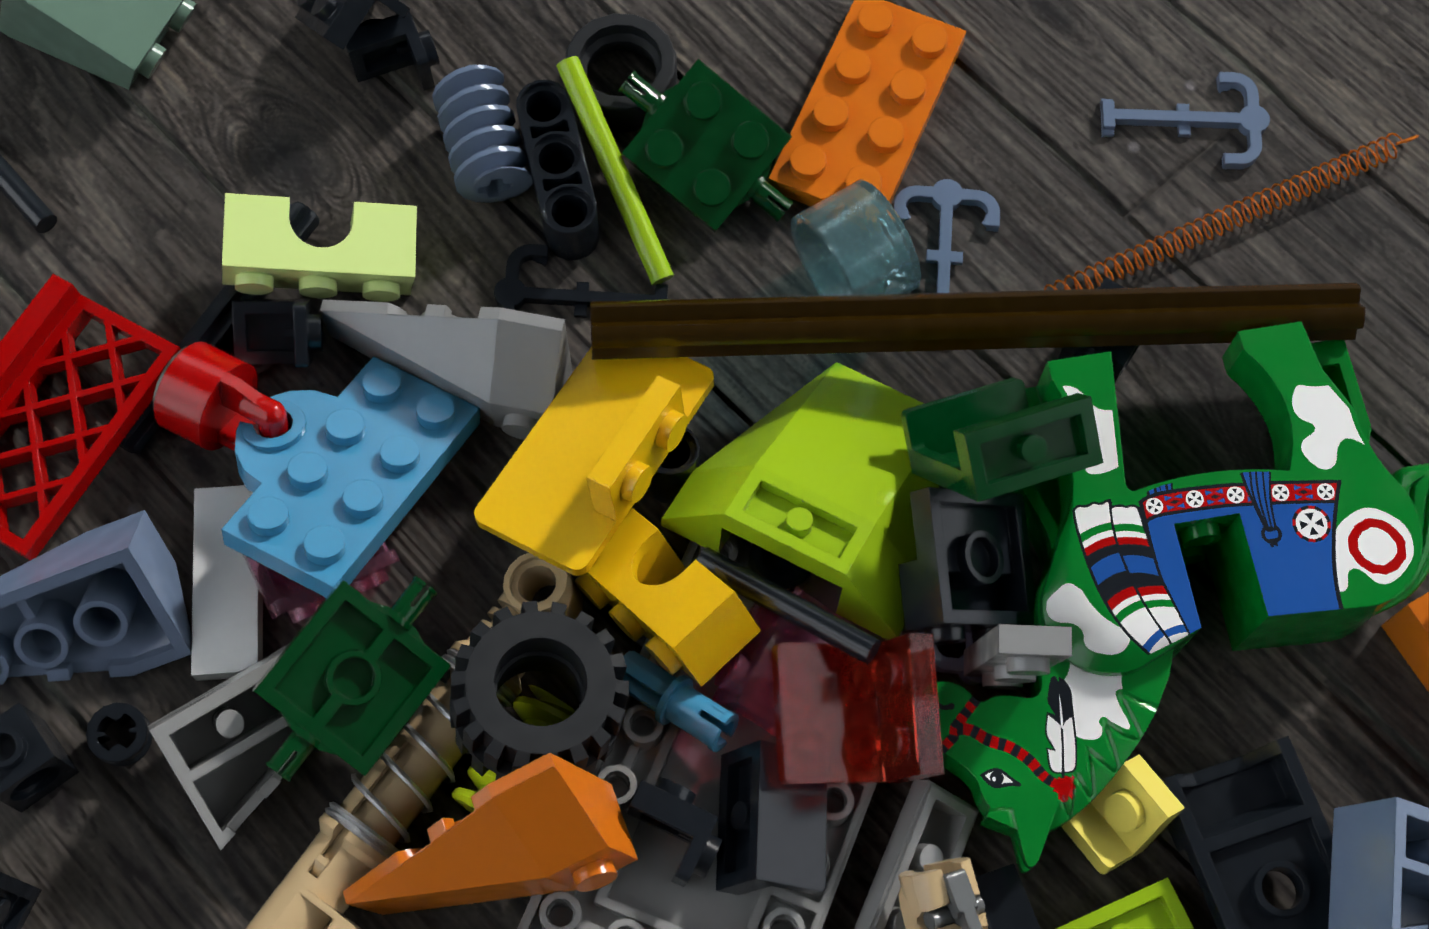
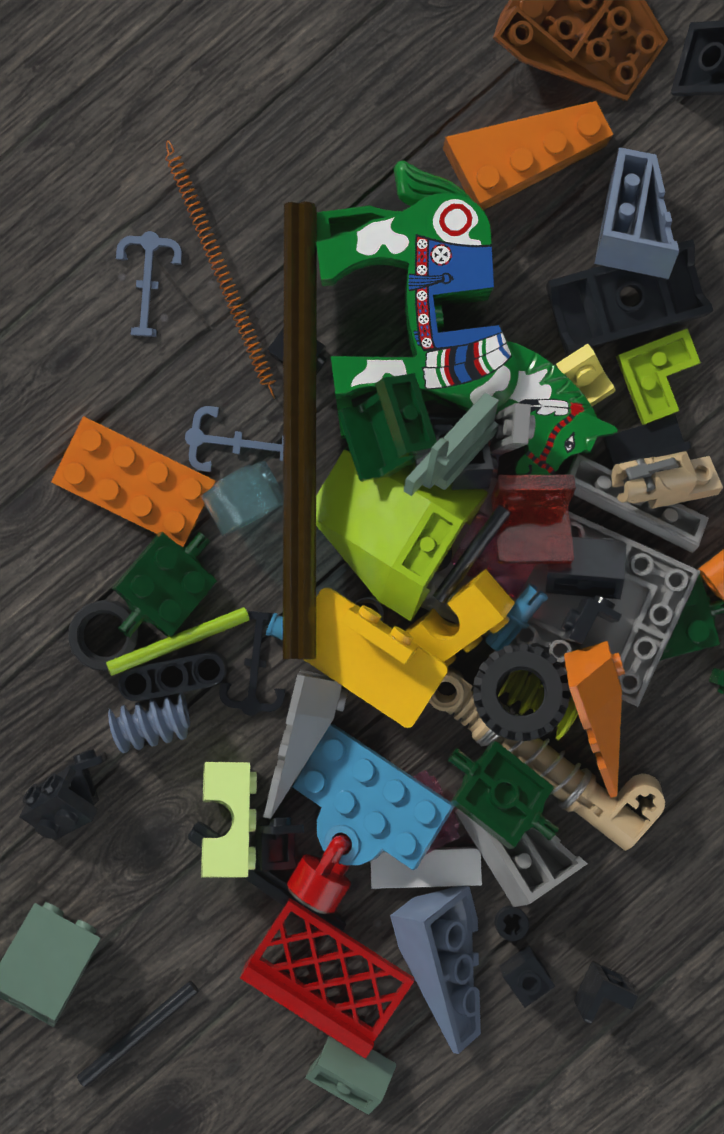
camera: 85 degrees left, 20 degrees up
(972, 539) = (457, 448): none -> sand green piece

